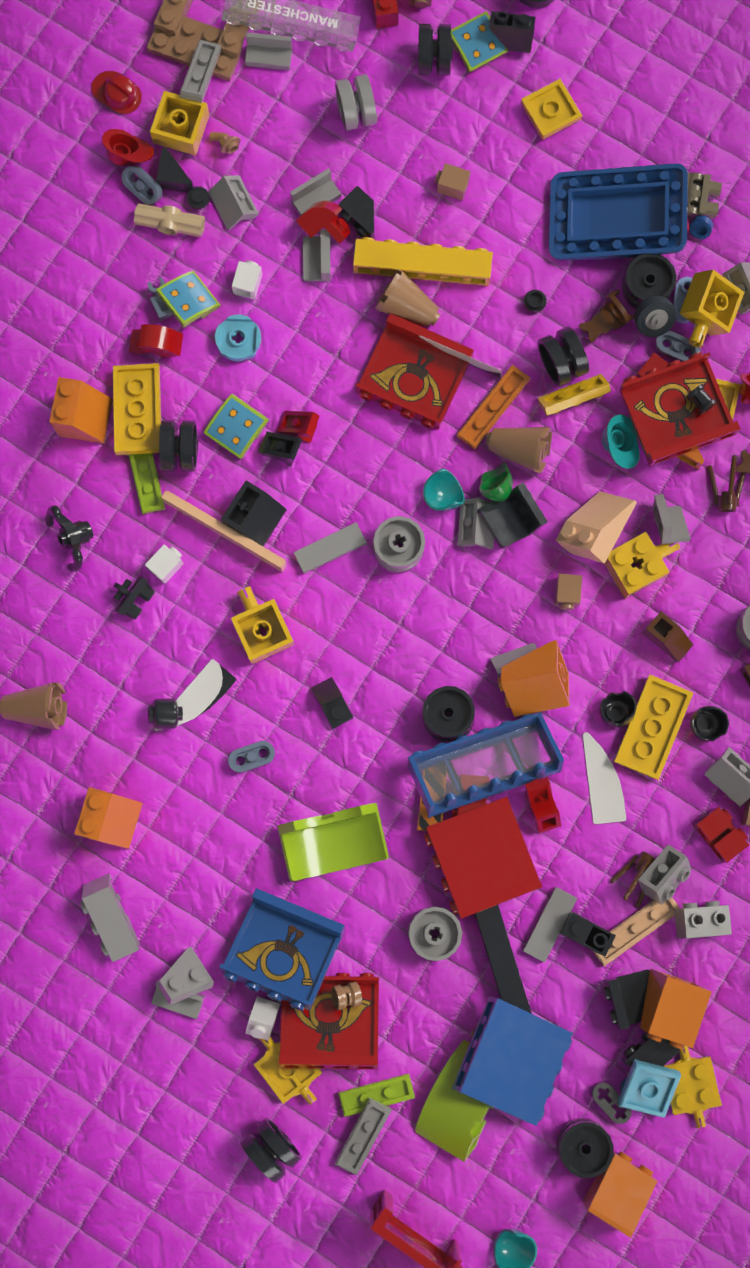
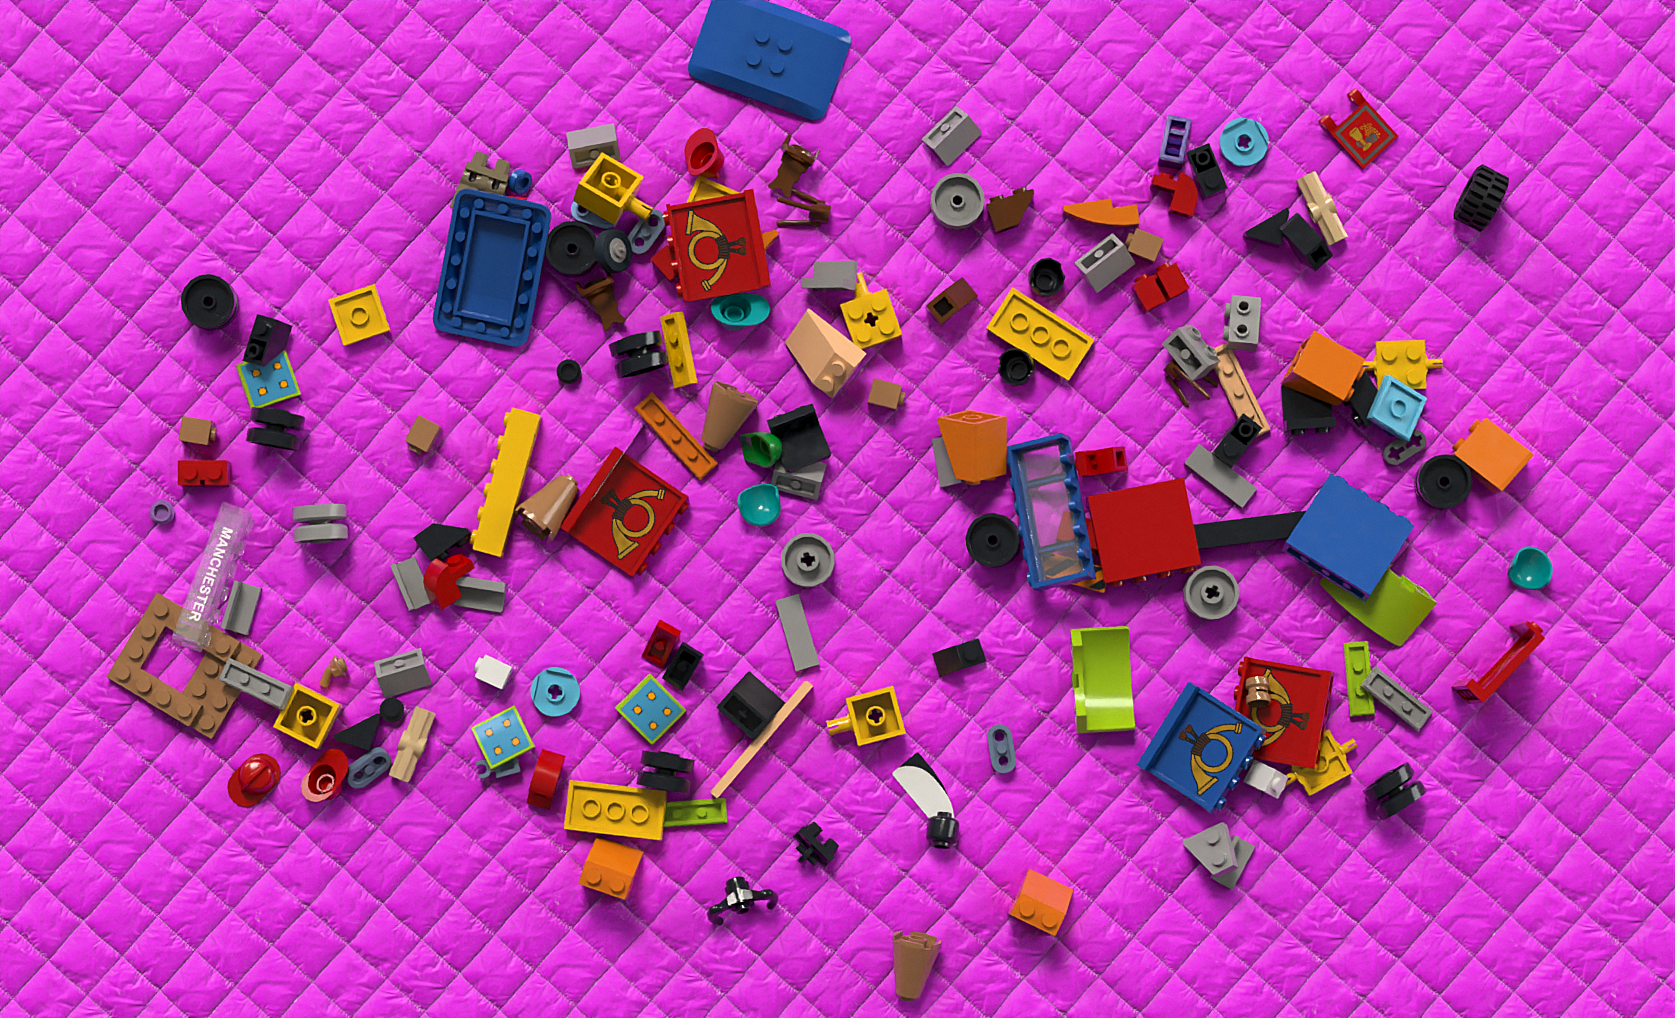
camera: 80 degrees left, 5 degrees up
(109, 918) = (1140, 918): light grey wedge -> none
(165, 563) = (785, 806): white brick -> none
(604, 784) = (1088, 395): white sticker -> none
(701, 399) = (713, 221): black bush -> none

